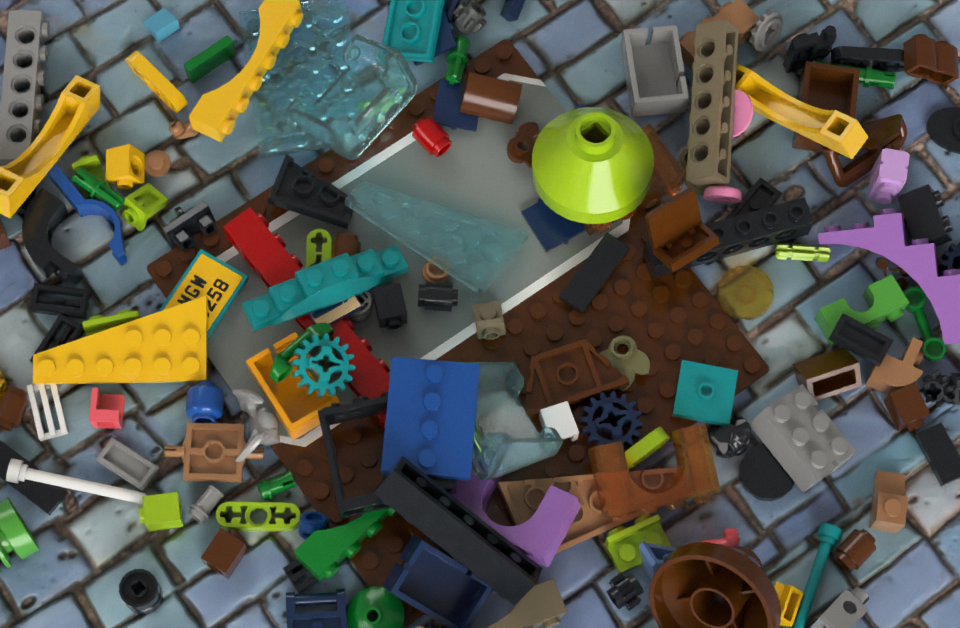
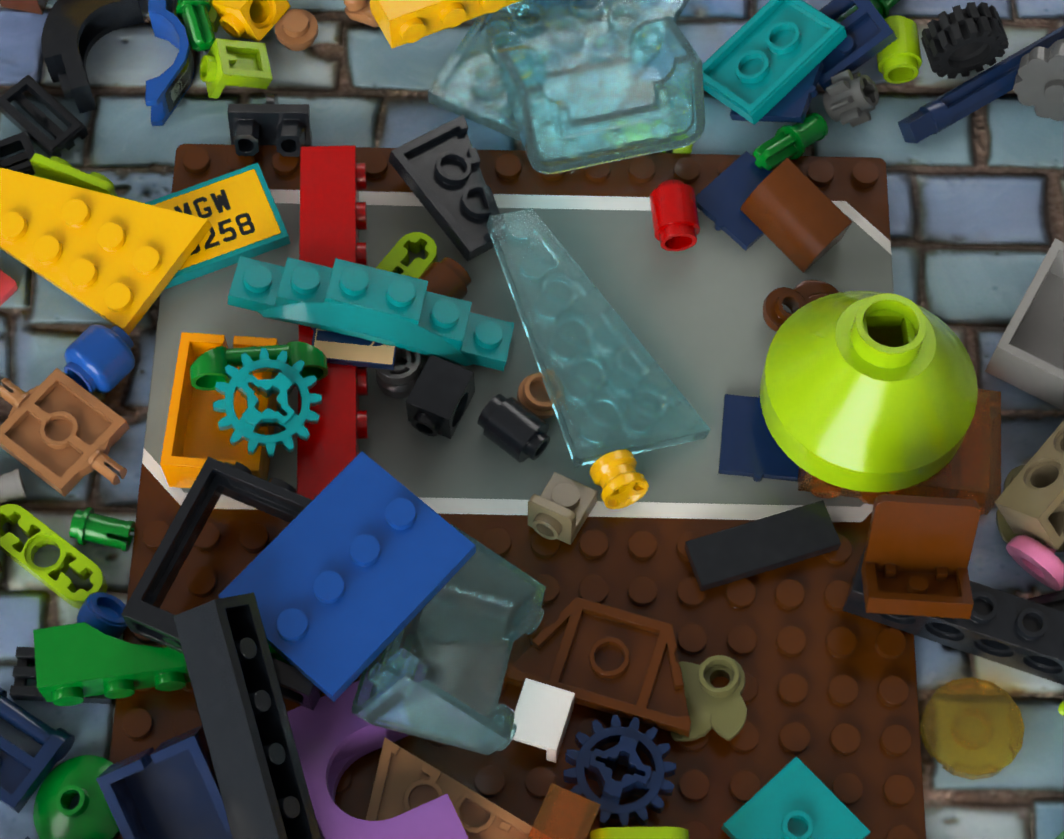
camera: 40 degrees right, 5 degrees down
(263, 424) = (138, 441): light grey animal -> none
(505, 287) = (618, 479): none -> yellow wheel

